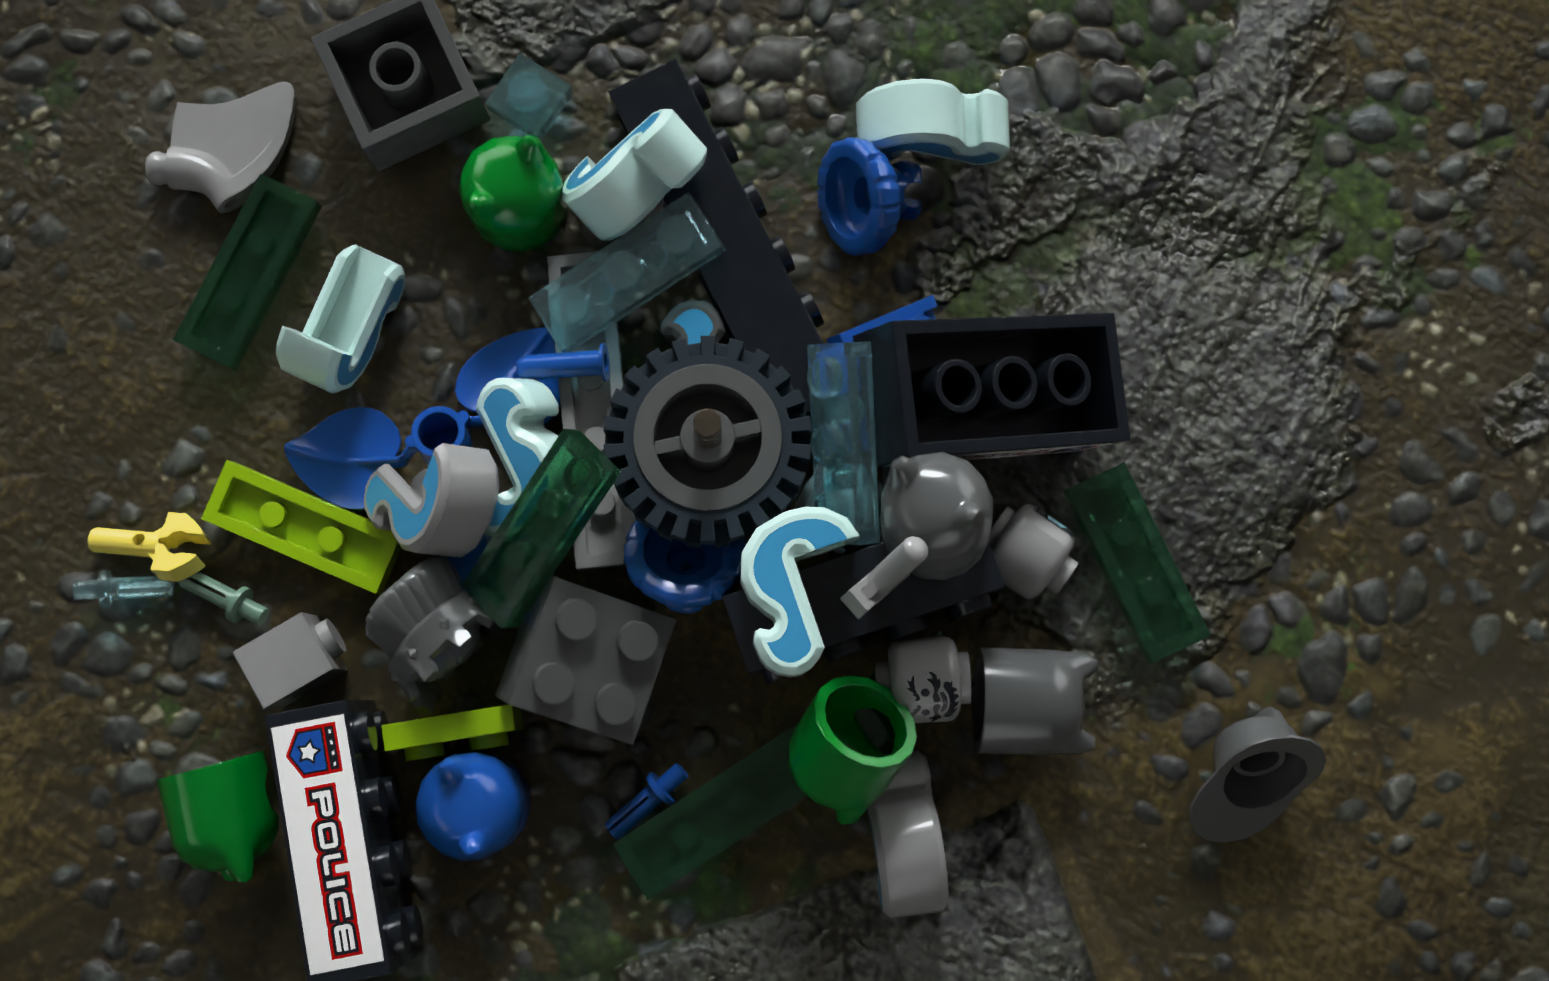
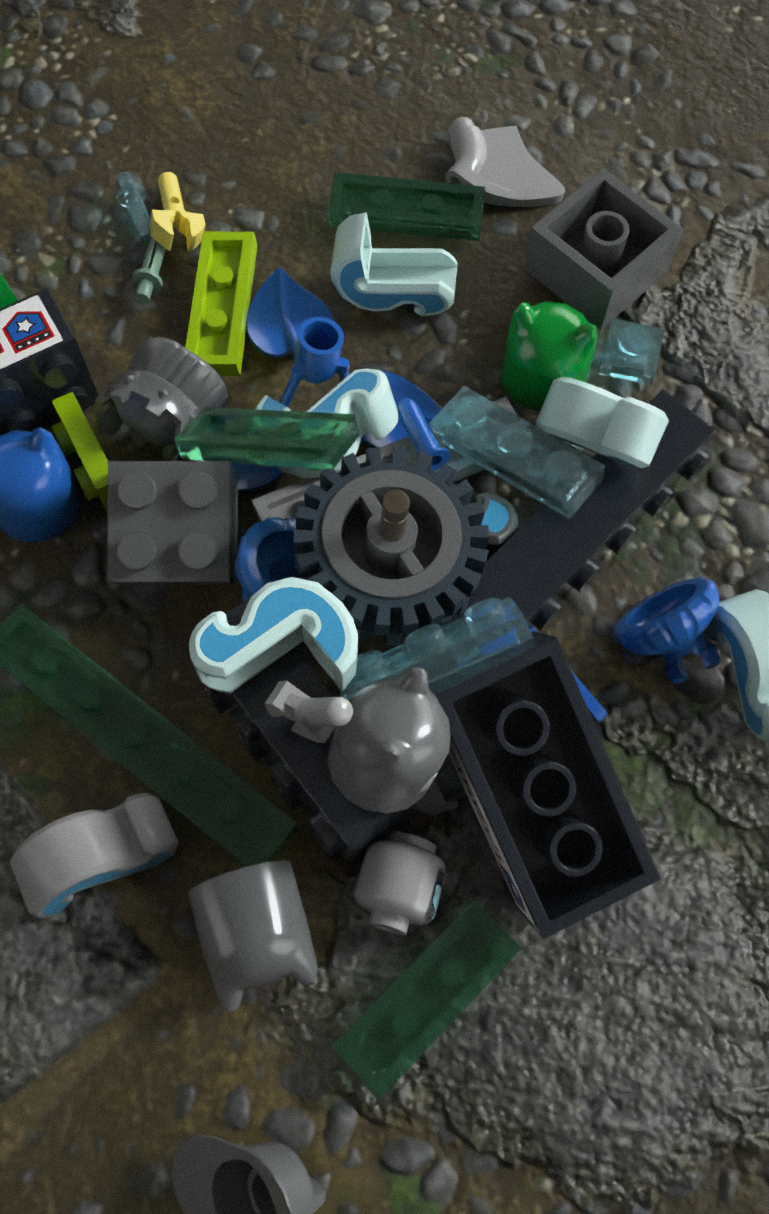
camera: 70 degrees right, 15 degrees down
(292, 659) = (109, 322): light grey brick -> none
(443, 506) = (267, 365): light grey animal -> none
(647, 800) = (81, 631): blue piece -> none
(835, 756) = (145, 751): green piece -> none
(927, 677) = (239, 812): light grey head -> none

